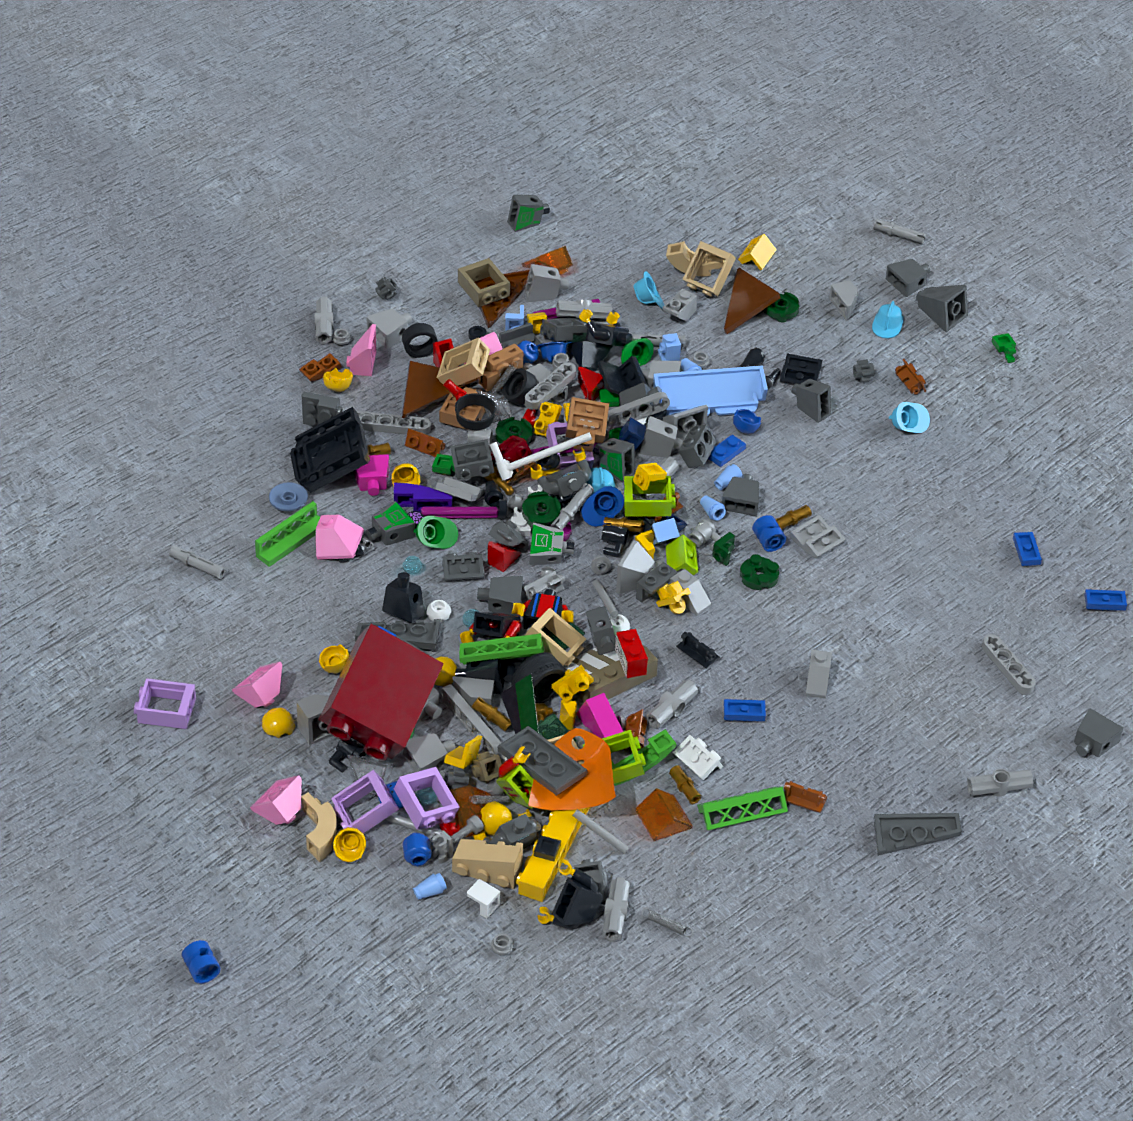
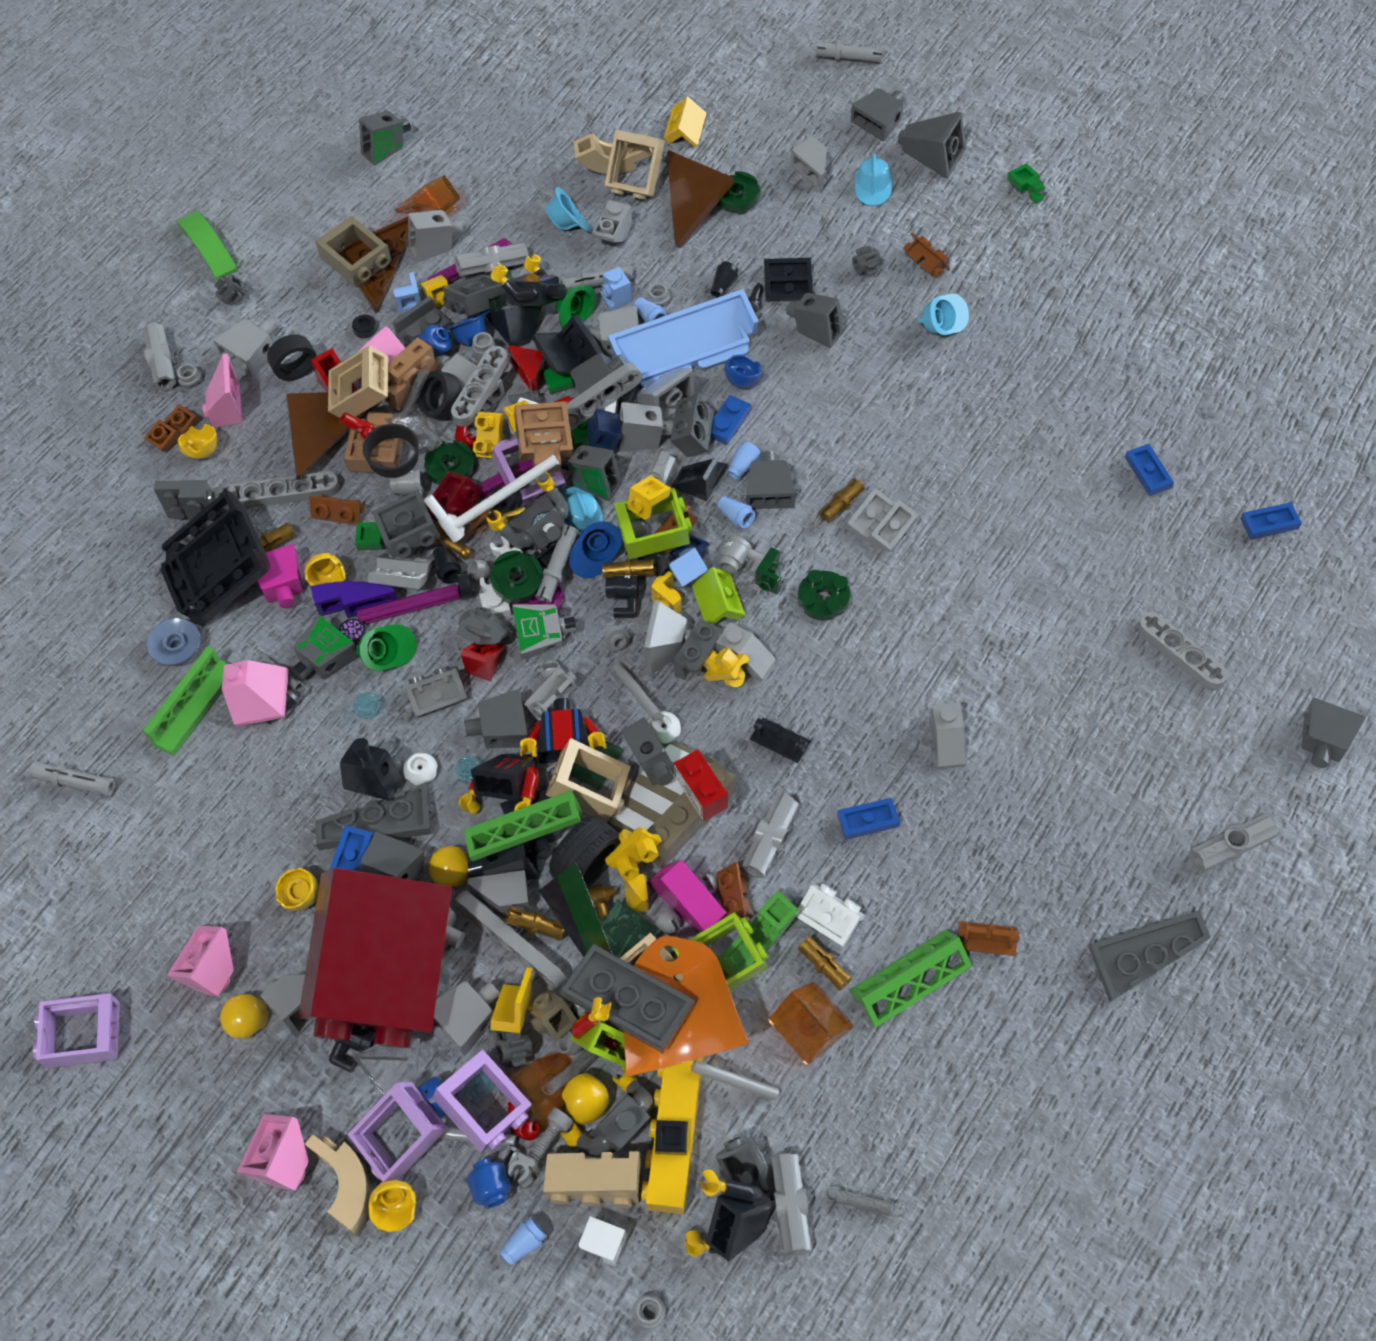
camera: 10 degrees left, 15 degrees up
(378, 255) = (207, 244): none -> bright green slope
(694, 481) = (699, 478): none -> black slope
(769, 533) = (820, 533): blue wheel -> none

